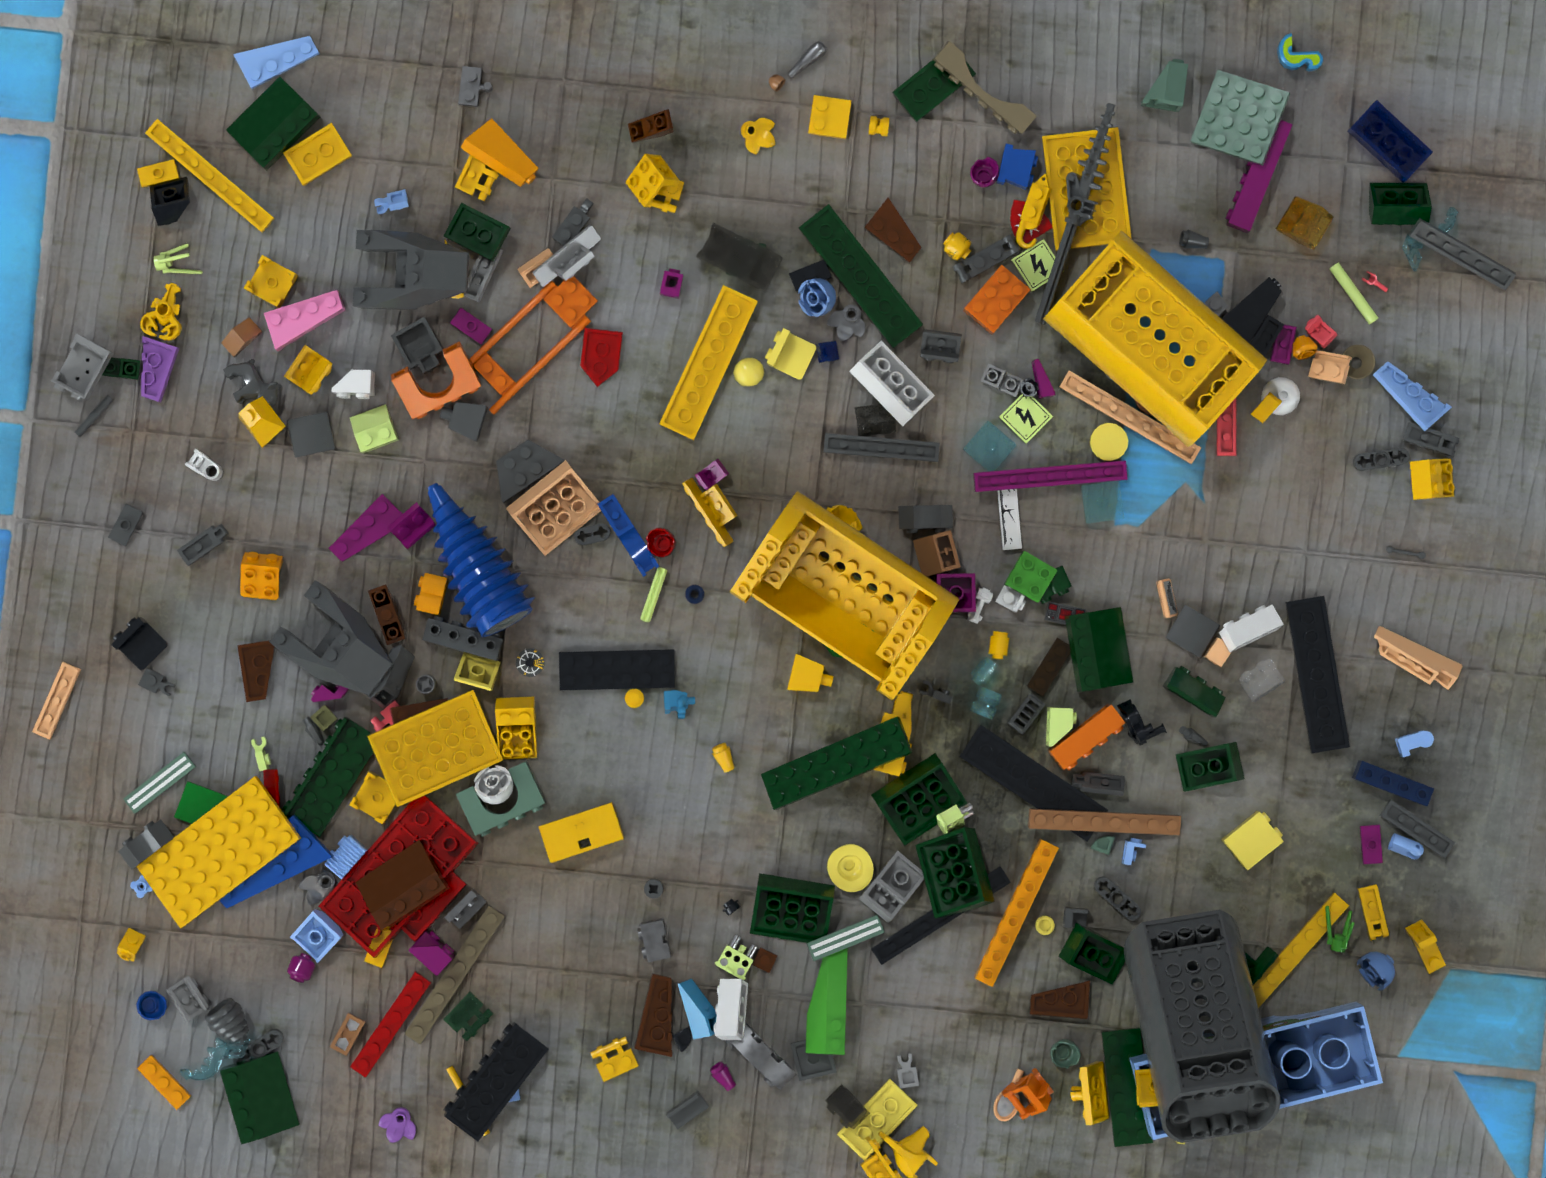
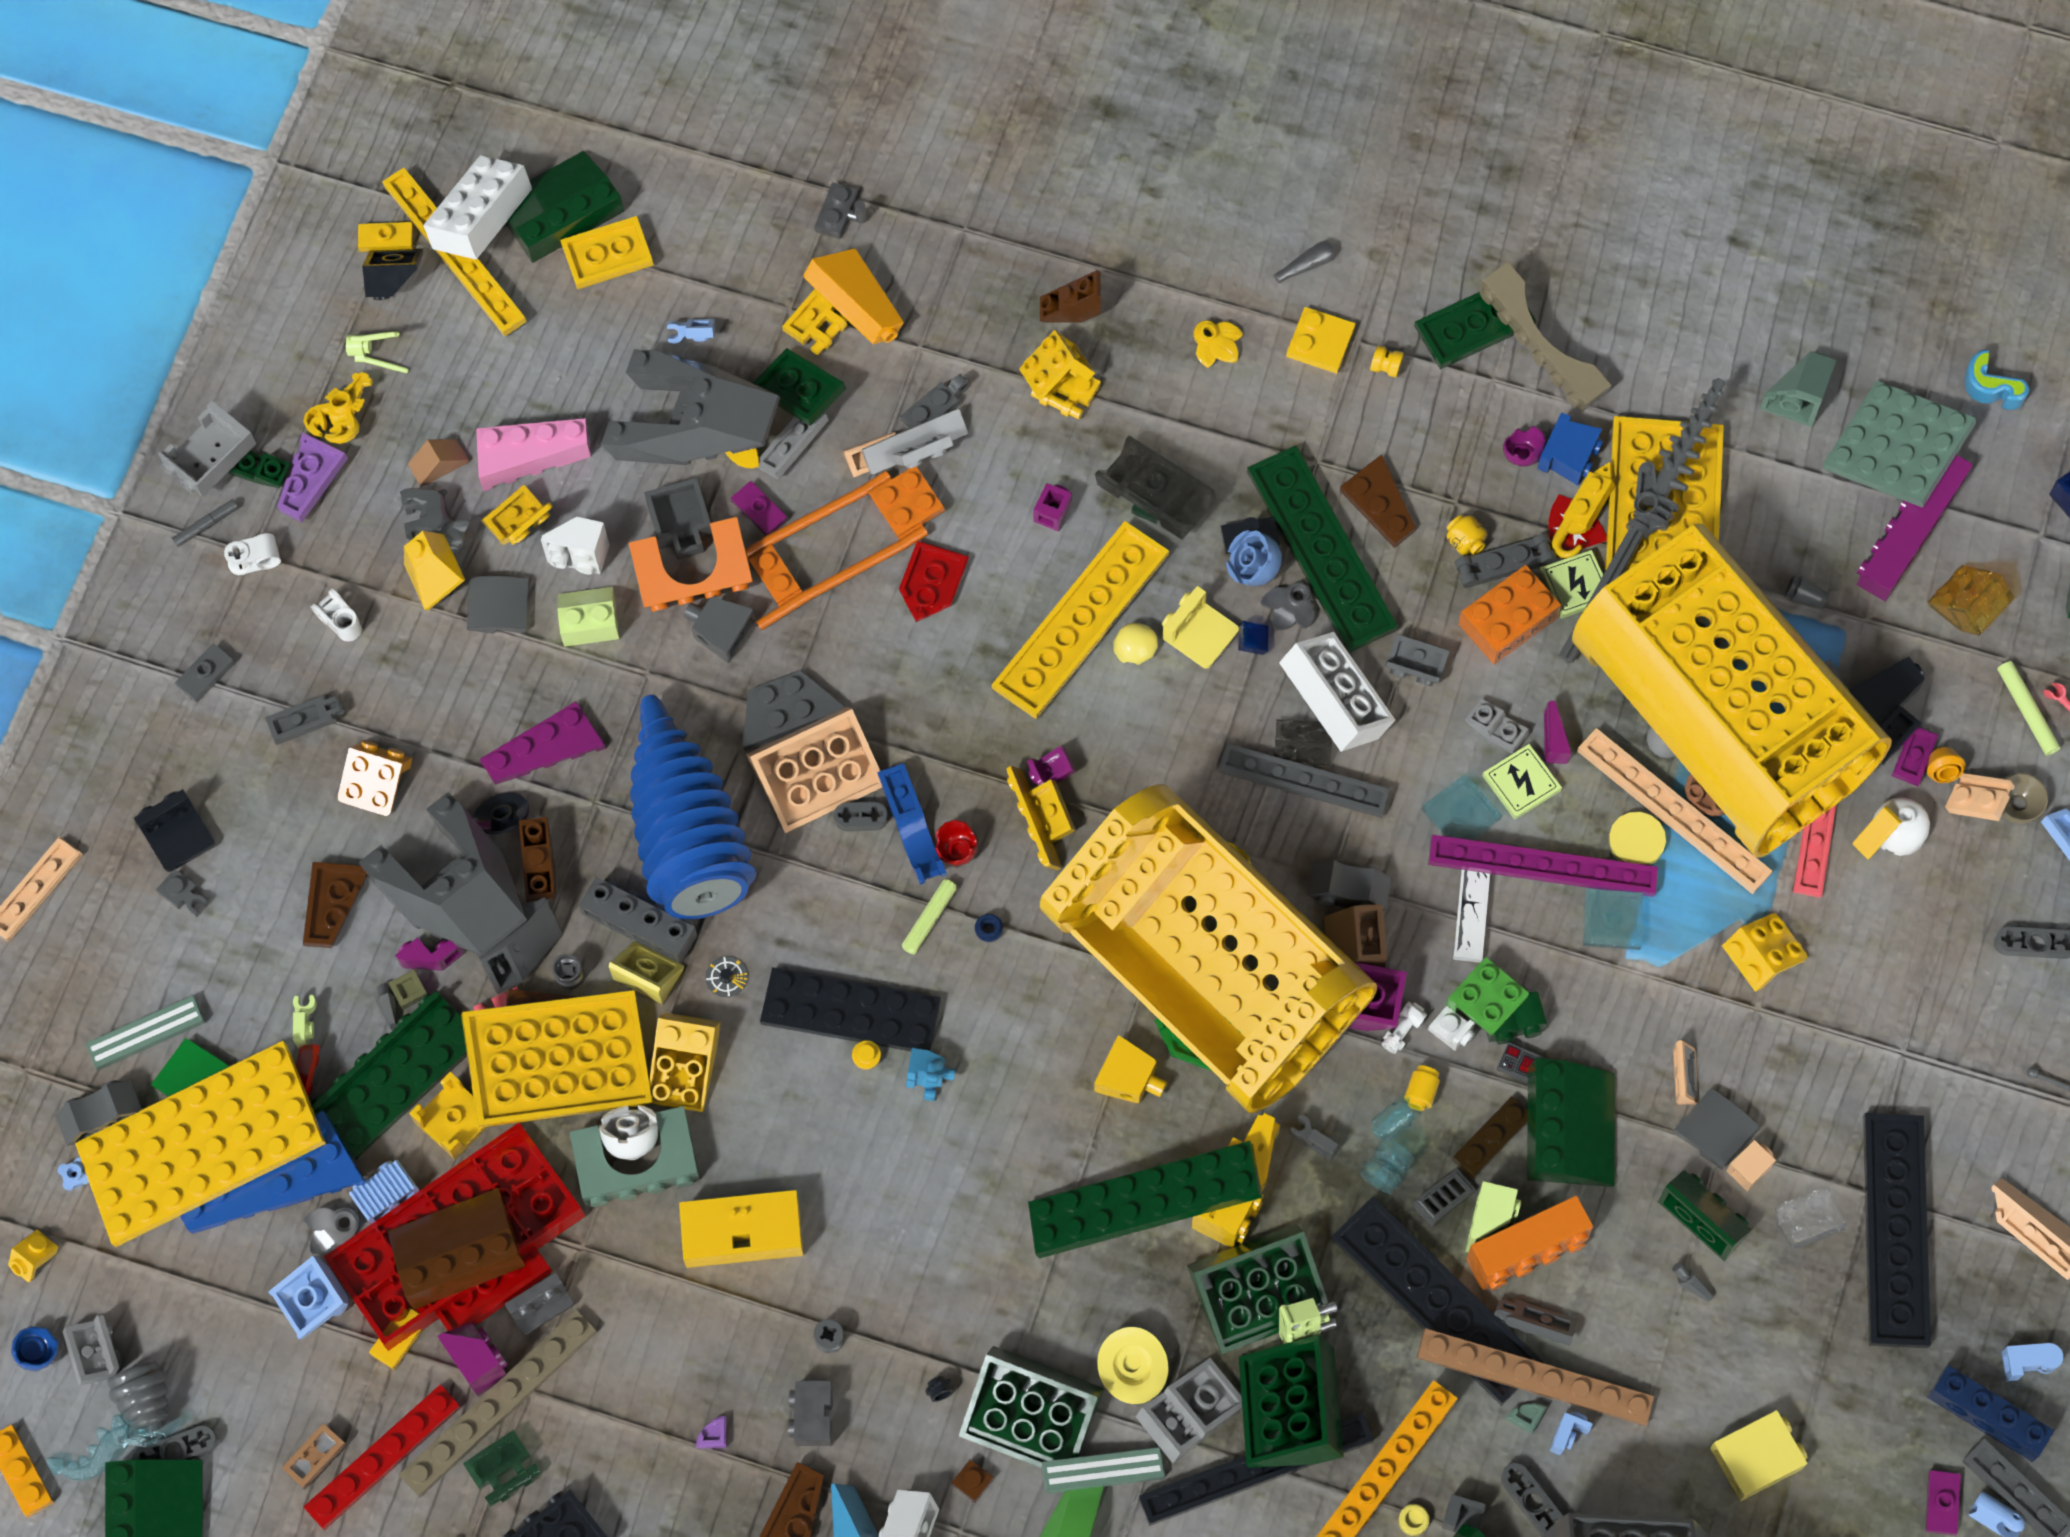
camera: 15 degrees right, 20 degrees down
(137, 432) = (255, 554): none -> white piece
(219, 143) = (478, 207): none -> white brick
(271, 282) = (499, 396): yellow panel -> none
(272, 60) = (583, 129): light blue wing -> none
(301, 968) = (272, 1341): magenta head -> none
(349, 580) = (501, 813): none -> black dish
(412, 525) = (605, 749): magenta bracket -> none
(431, 594) = (609, 849): light orange brick -> none
(595, 965) = (713, 1434): none -> medium lavender tile
(723, 757) = (978, 1165): yellow cone -> none
(728, 963) = (924, 1480): yellowish green piece -> none
(776, 82) = (1257, 282): medium nougat hinge -> none
(1025, 390) = (1527, 739): black plate -> none
(1135, 725) = (1609, 1245): black piece -> none
(1205, 503) = (1764, 950): none -> yellow bracket
(1210, 766) = (1711, 1331): dark green slope -> none
(1250, 627) = (1806, 1136): white brick -> none
(1320, 331) = (1972, 747): coral bracket -> none

